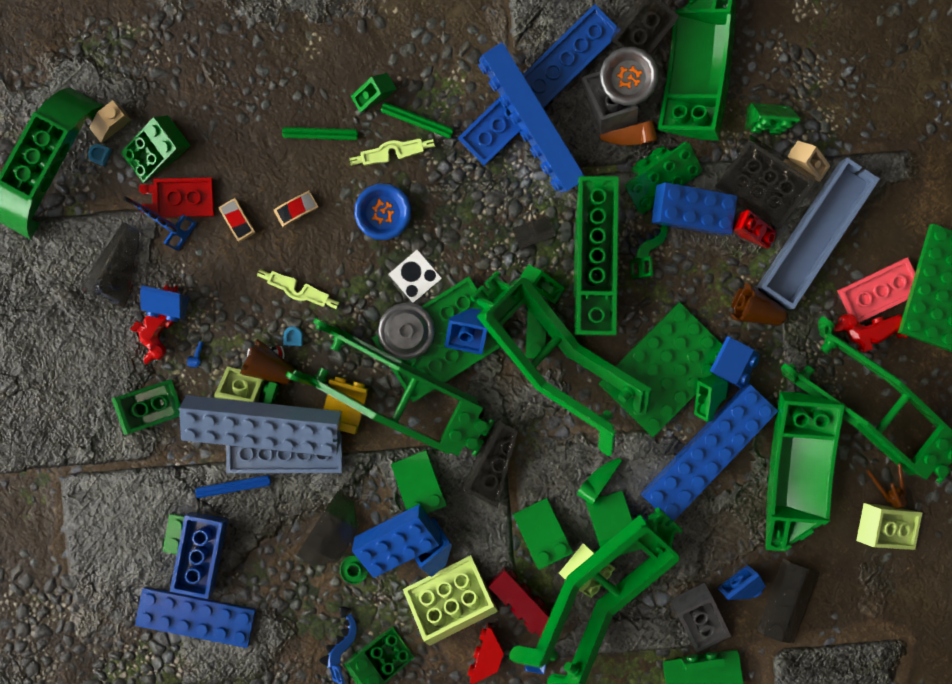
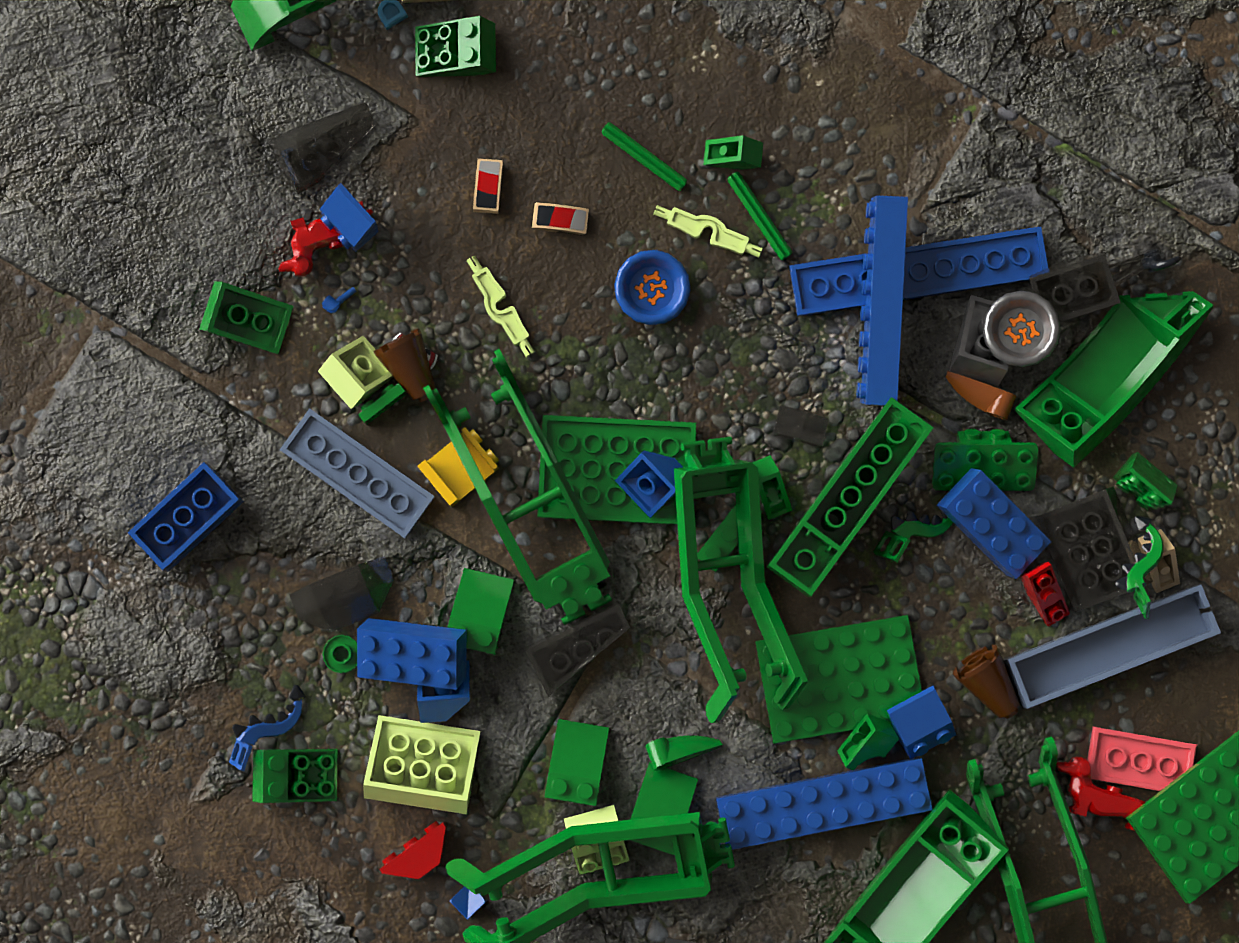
camera: 40 degrees right, 5 degrees down
(170, 226) = (412, 143): blue piece -> none
(173, 533) = (173, 475): plate -> none
(180, 196) = (443, 119): red tile -> none
(195, 617) = (130, 584): blue plate -> none
(233, 486) = (275, 470): blue axle -> none
(260, 425) = (356, 423): sand blue piece -> none
(293, 337) = (458, 354): dark azure tile -> none
(406, 331) = (585, 434): flat silver piece -> none
(415, 276) = (637, 382): white sticker -> none
(523, 603) = (500, 817): dark red wedge -> none
(805, 171) = (1144, 564): none -> green piece

